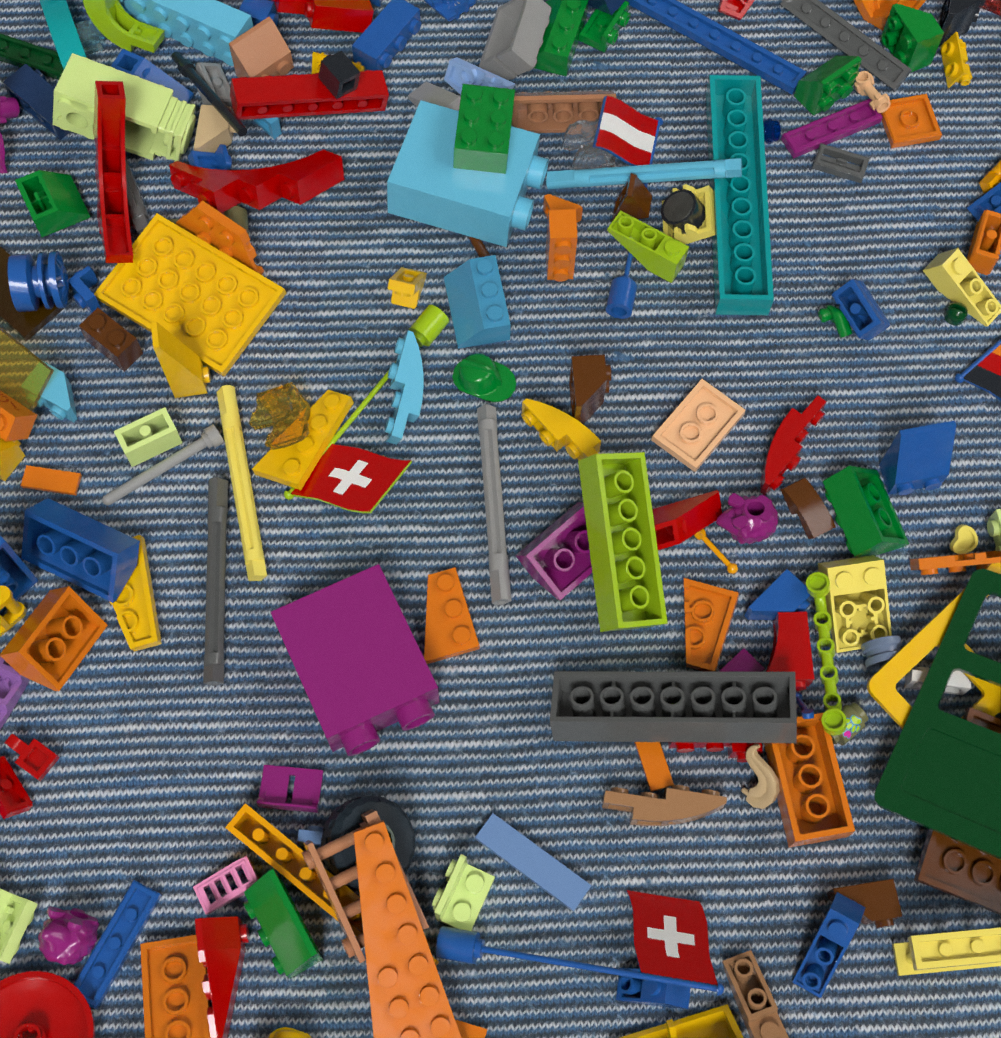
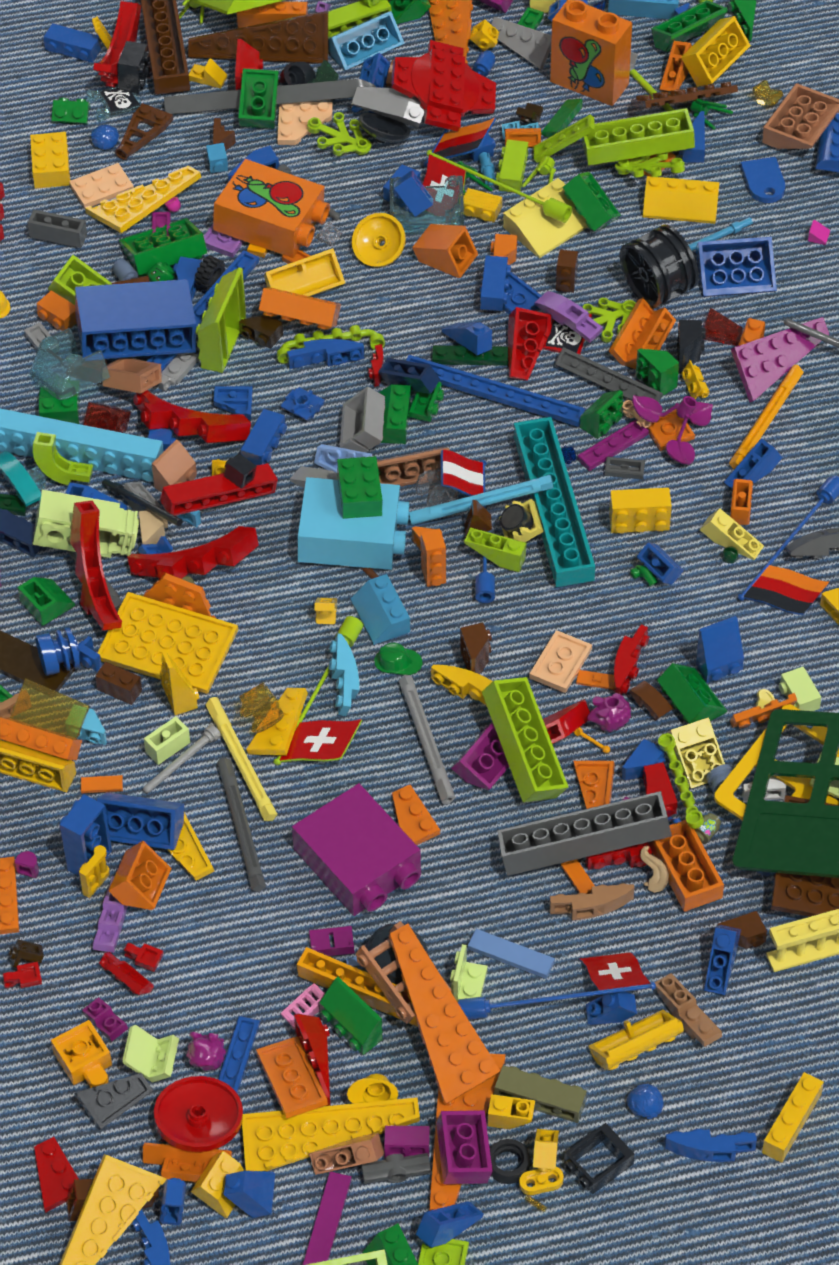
camera: 10 degrees left, 15 degrees down
(739, 459) = (595, 679): none -> orange piece
(850, 228) = (640, 510): none -> yellow brick
(944, 100) = (689, 408): none -> magenta plant

